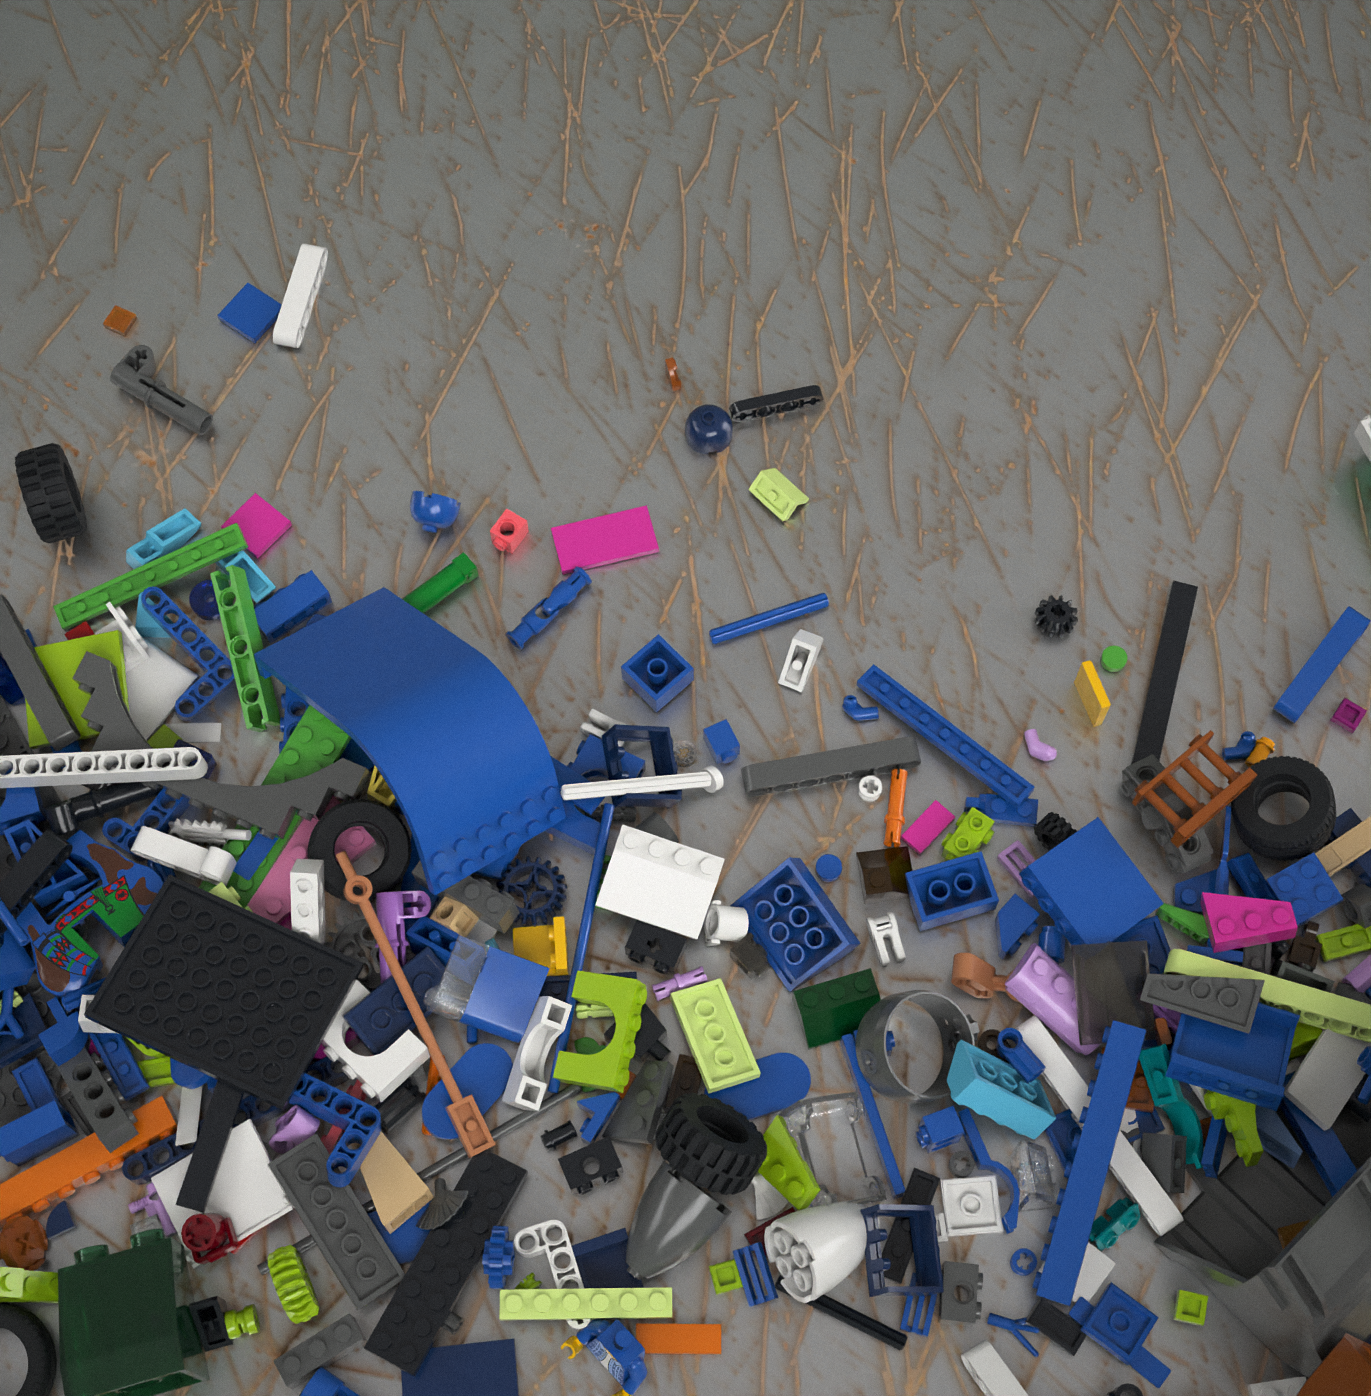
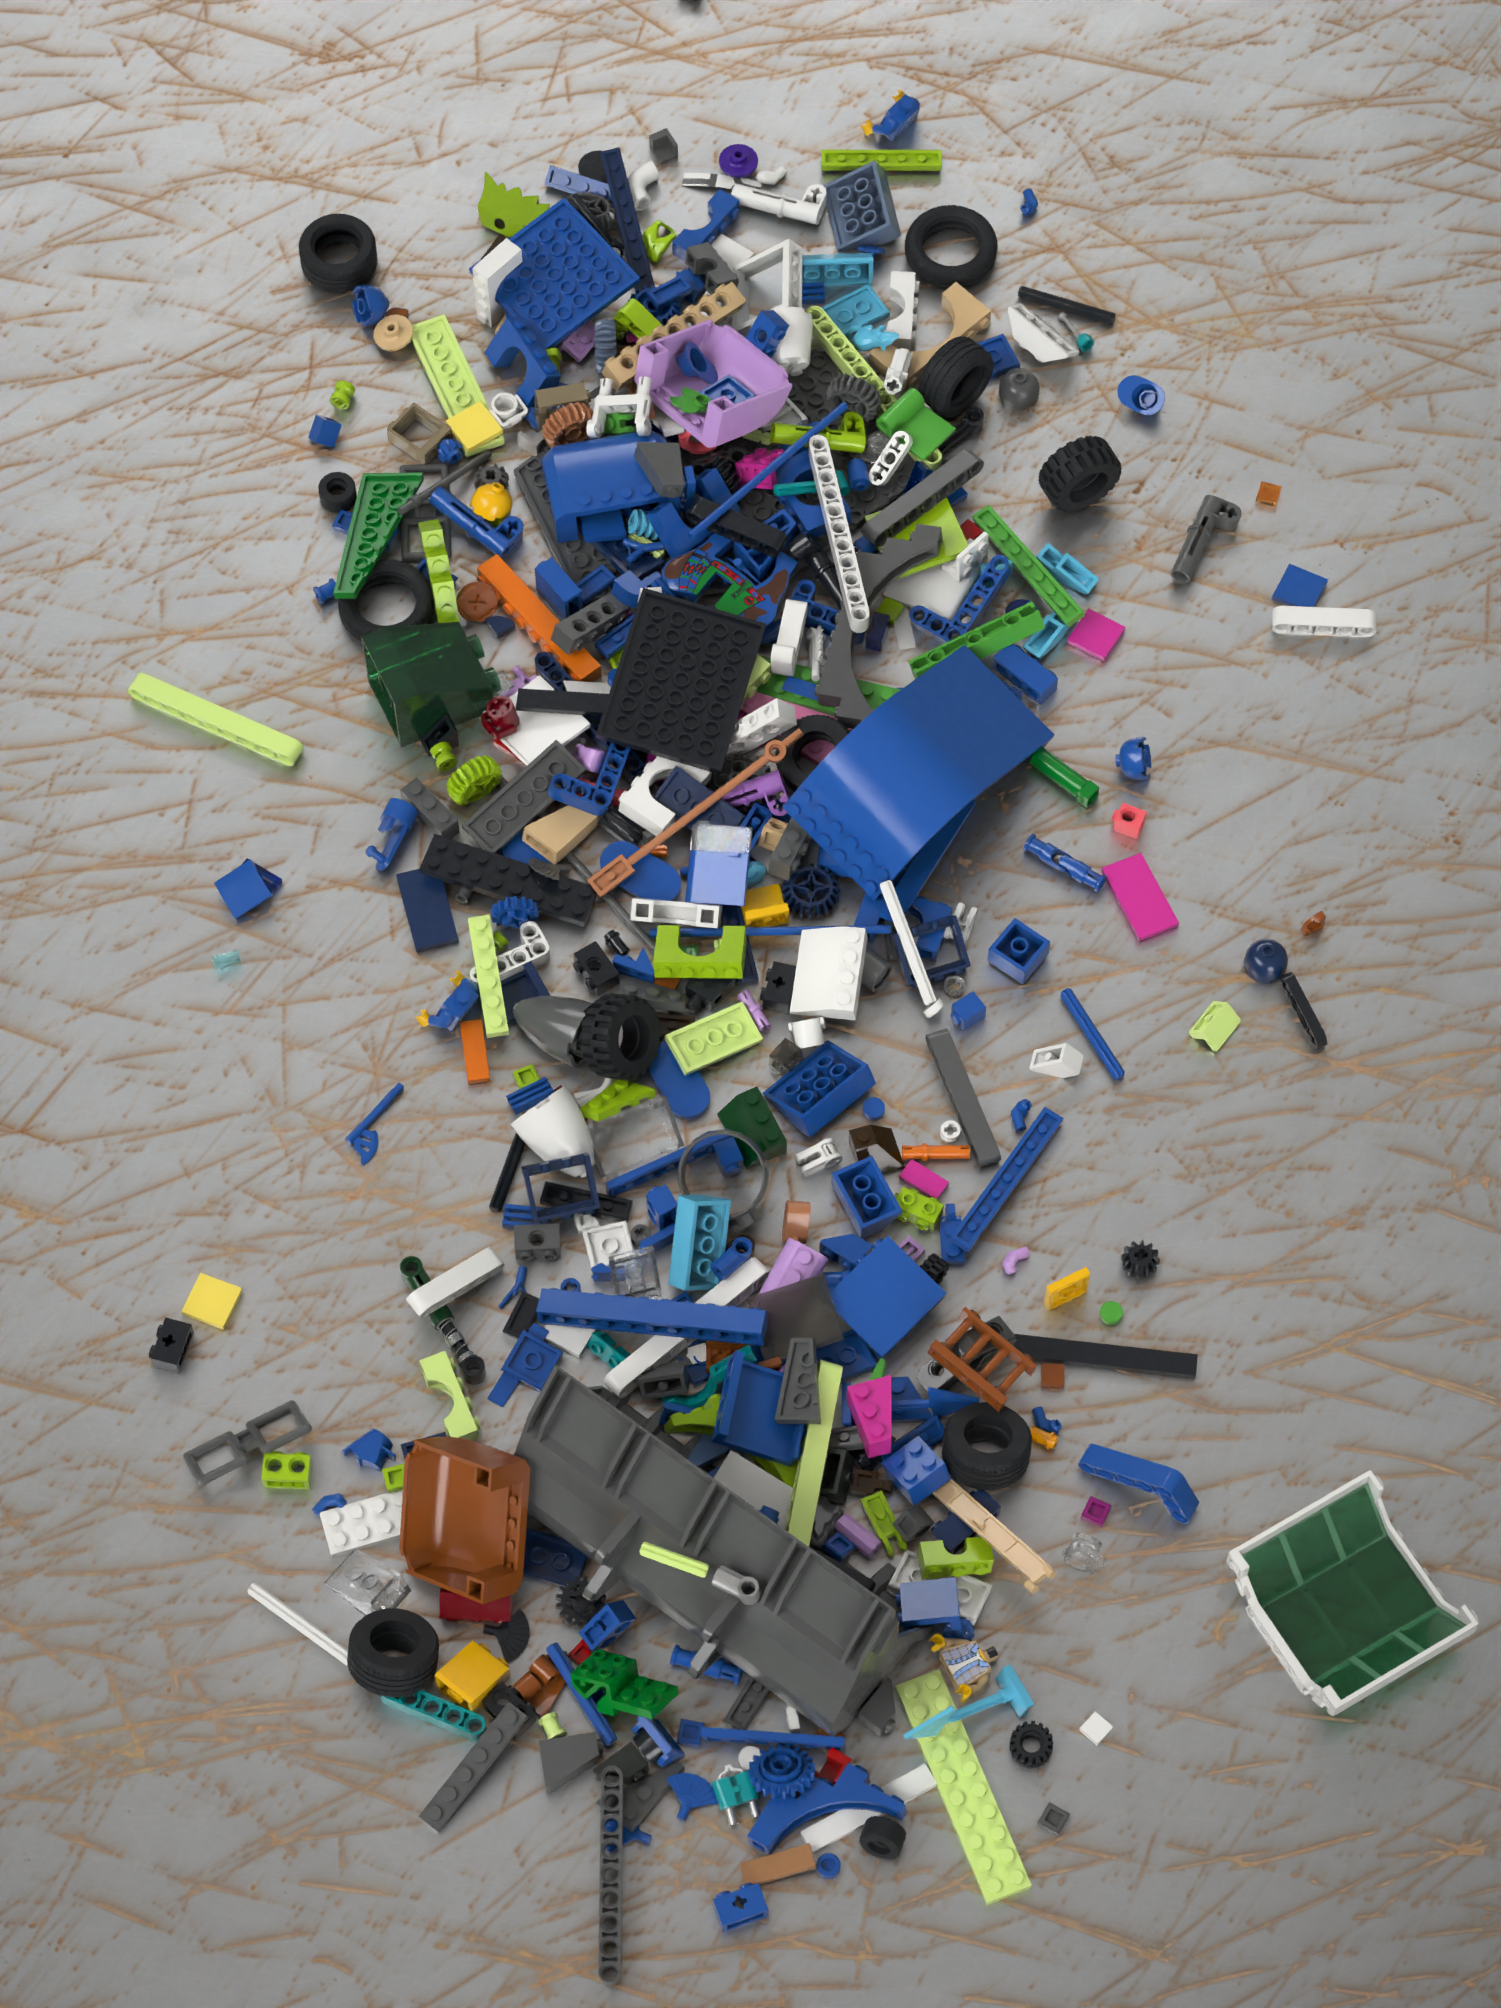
camera: 80 degrees right, 5 degrees down
(1183, 731) = (1052, 1375): none -> dark orange tile

